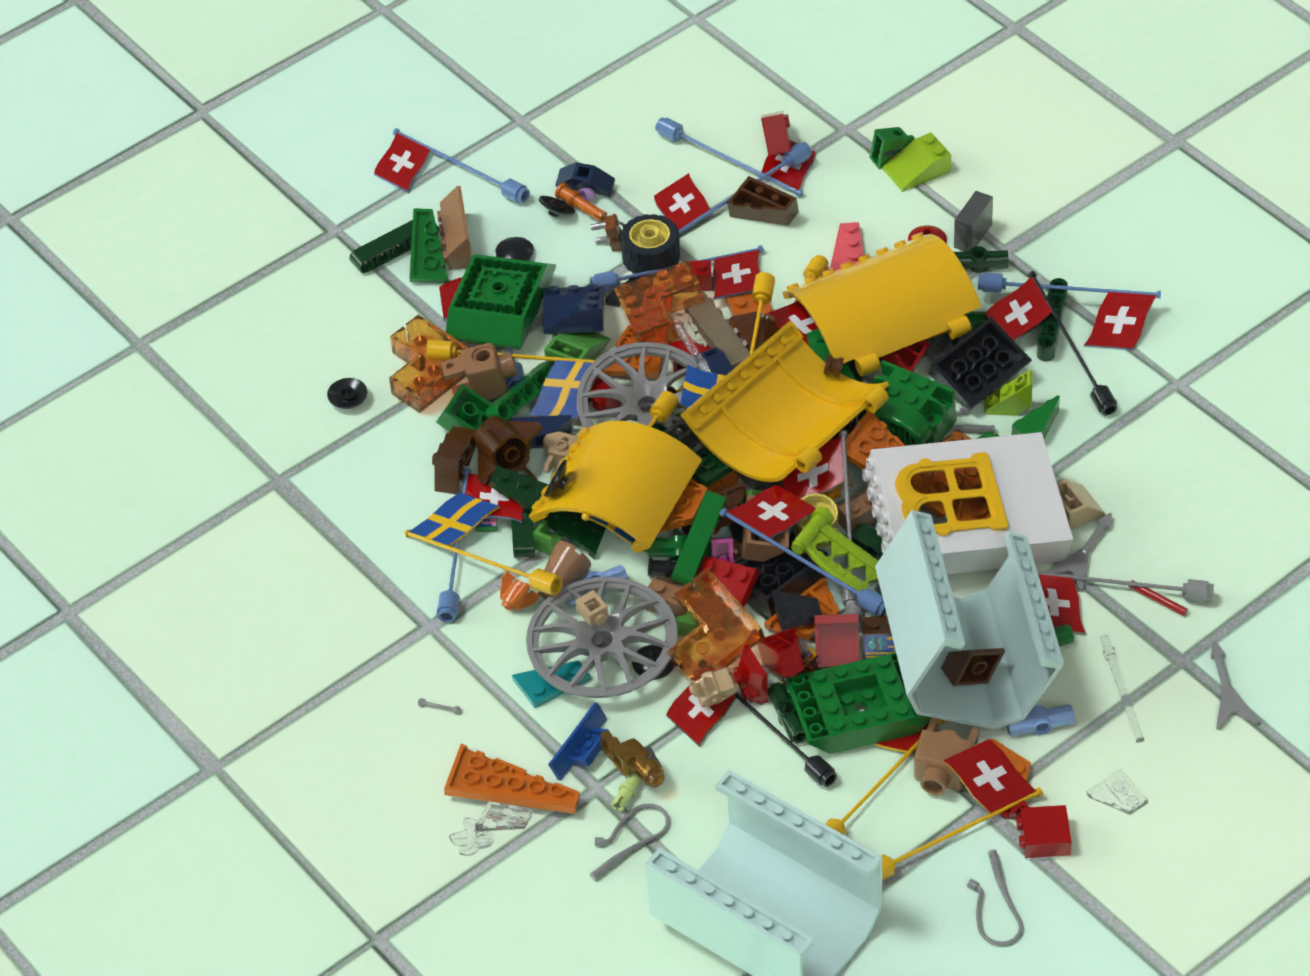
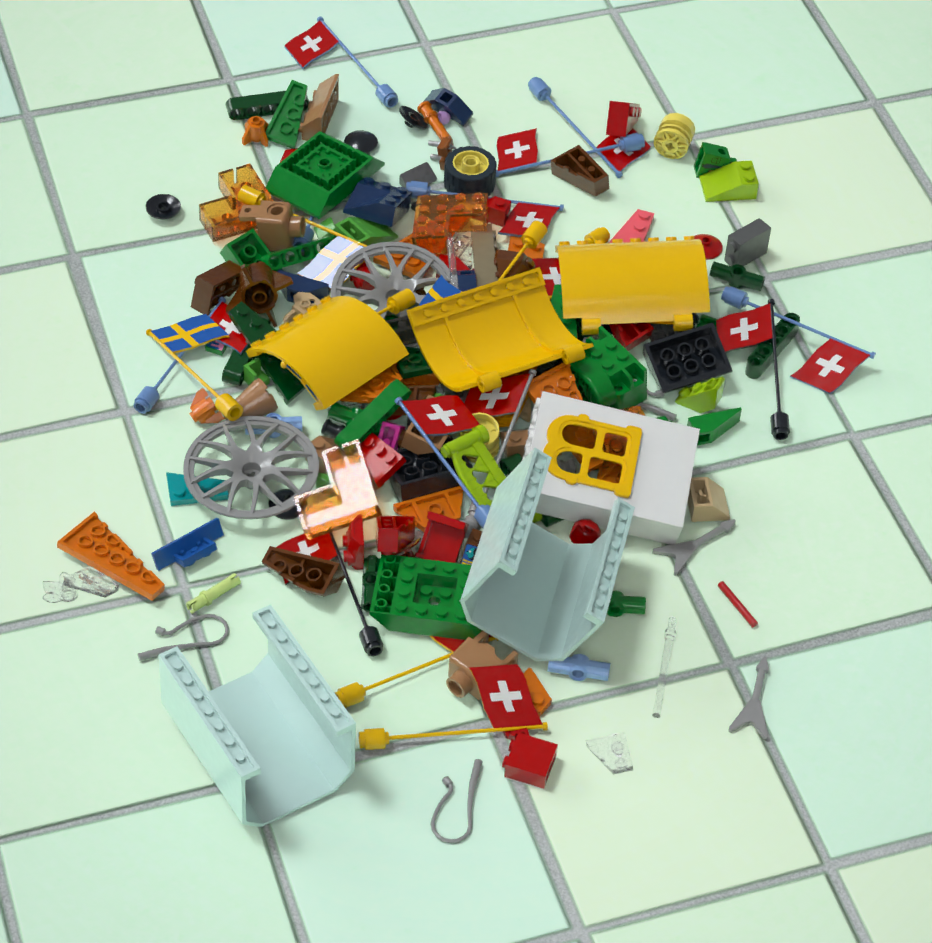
camera: 15 degrees right, 0 degrees up
(399, 277) = (255, 131): none -> orange brick
(422, 703) = (84, 469): light grey hinge -> none
(530, 364) = (328, 223): none -> bright green slope
(558, 480) = (277, 327): black dish -> none
(593, 613) = (251, 445): tan brick -> none
(597, 263) = (420, 173): none -> flat silver slope
(633, 757) = (222, 573): pearl gold plate -> none
(714, 687) = (317, 540): tan hinge -> none
(718, 724) = (305, 571): none -> reddish brown wedge
(794, 609) = (420, 501): black wing -> none
(833, 366) = (559, 317): reddish brown wheel -> none
(838, 132) = (674, 136): none -> light yellow wheel
(971, 666) = (539, 600): reddish brown slope -> none
(972, 580) = (584, 532): none -> red hair
(1064, 600) = (649, 572): flag -> none

